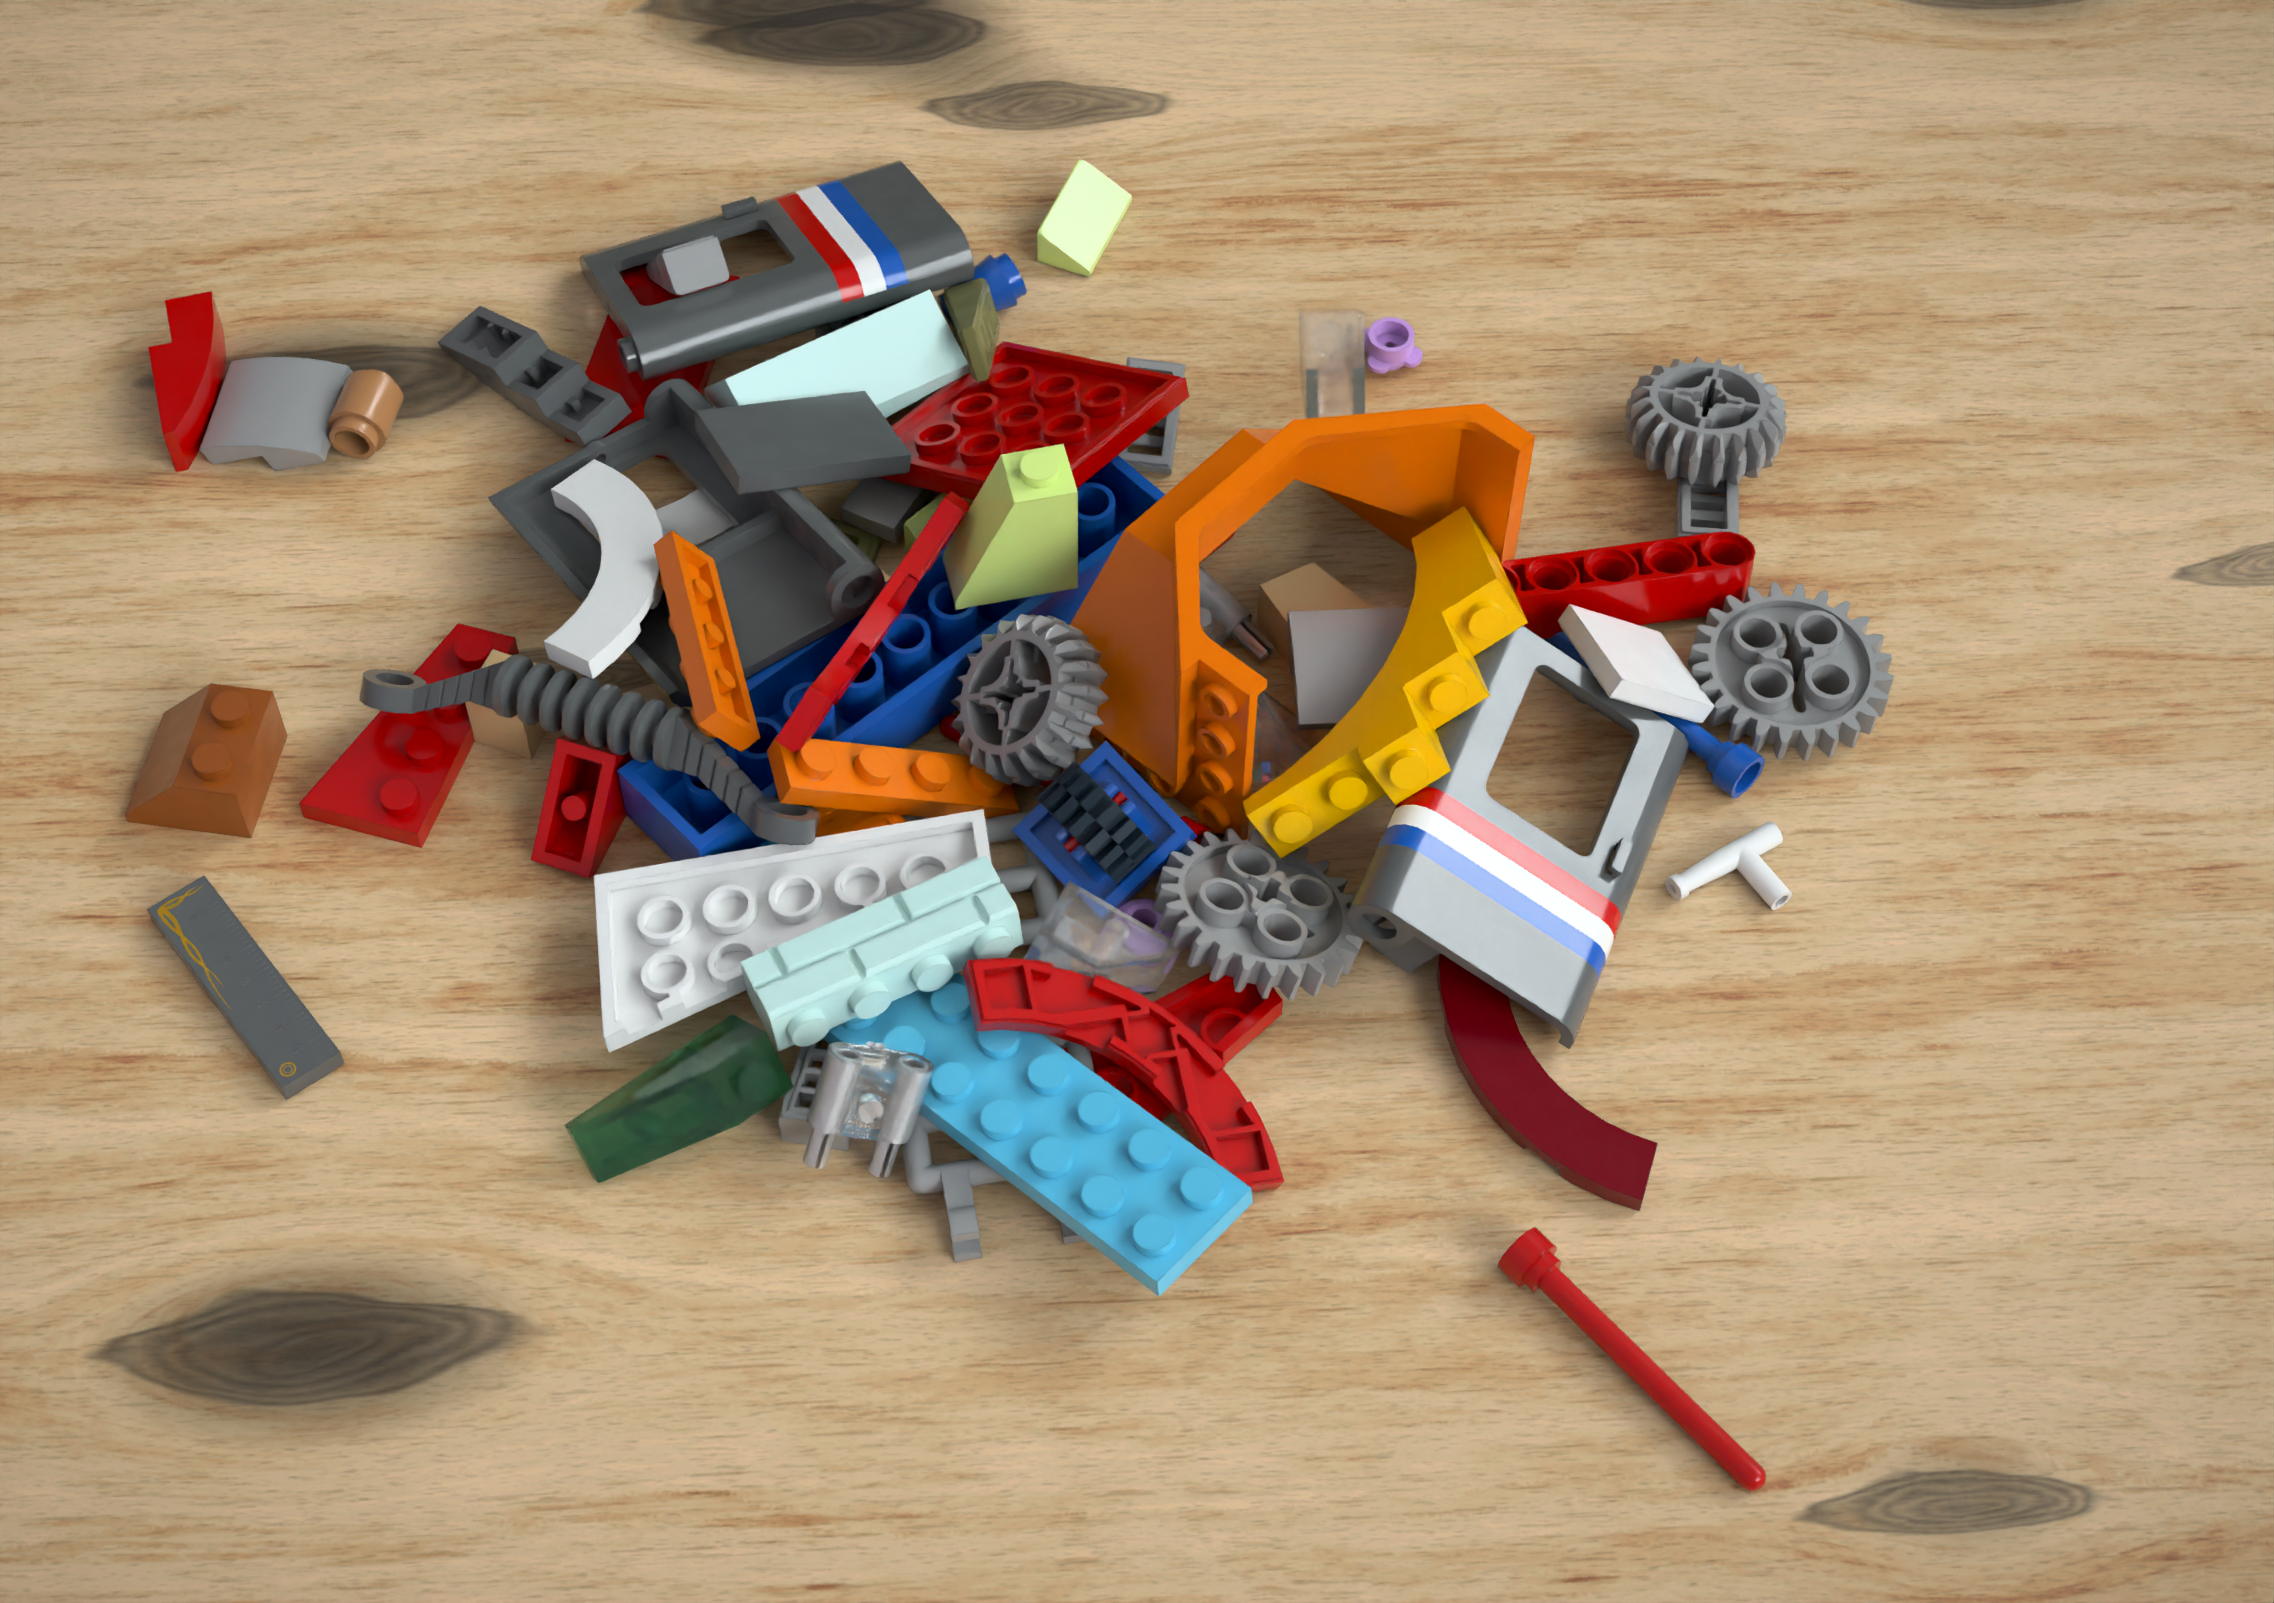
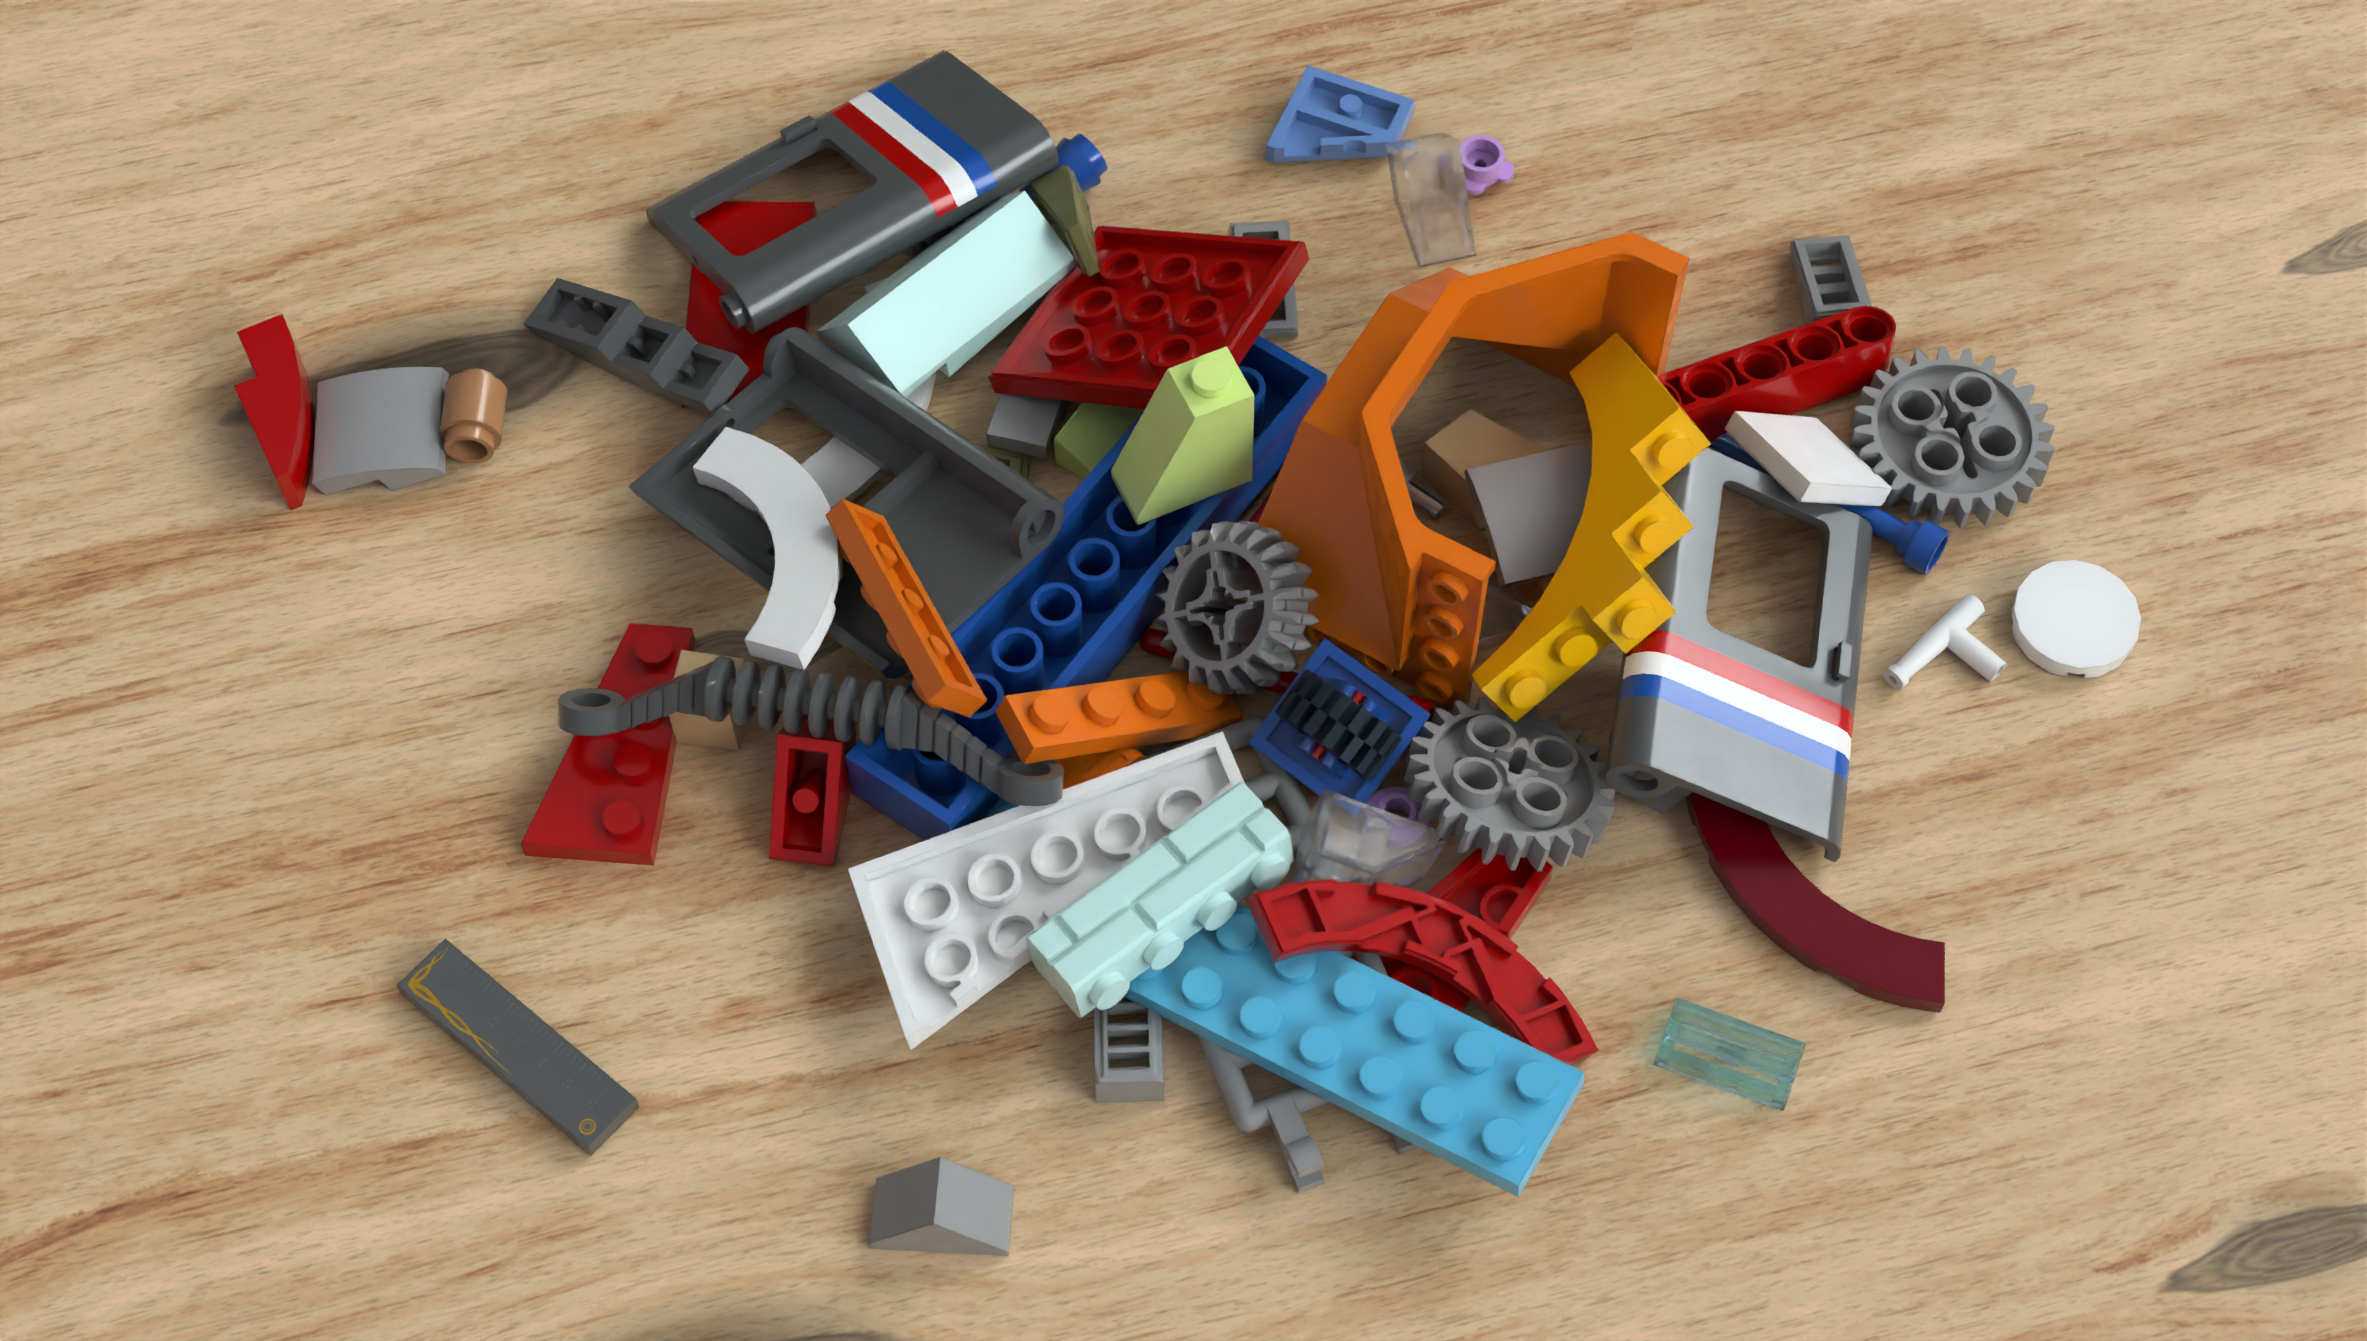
camera: 10 degrees left, 5 degrees up
(211, 762) = (416, 818): dark orange slope -> none
(604, 1210) = (942, 1210): none -> light grey slope
(682, 1099) = (998, 1080): clear green slope -> none
(689, 266) = (770, 206): light grey slope -> none
(802, 442) = (940, 377): dark grey tile -> none
(869, 1097) = (1183, 1049): clear piece -> none
(874, 625) = (1046, 623): red tile -> none
(1081, 220) = (1142, 83): yellowish green slope -> none
(1260, 283) = (1337, 120): none -> medium blue wing
(1441, 1201) = (1737, 1032): none -> clear light blue tile
(1533, 1264) = (1861, 1090): red piece -> none
(1705, 421) = (1810, 193): light grey gear -> none
(1872, 864) = (2075, 619): none -> white tile

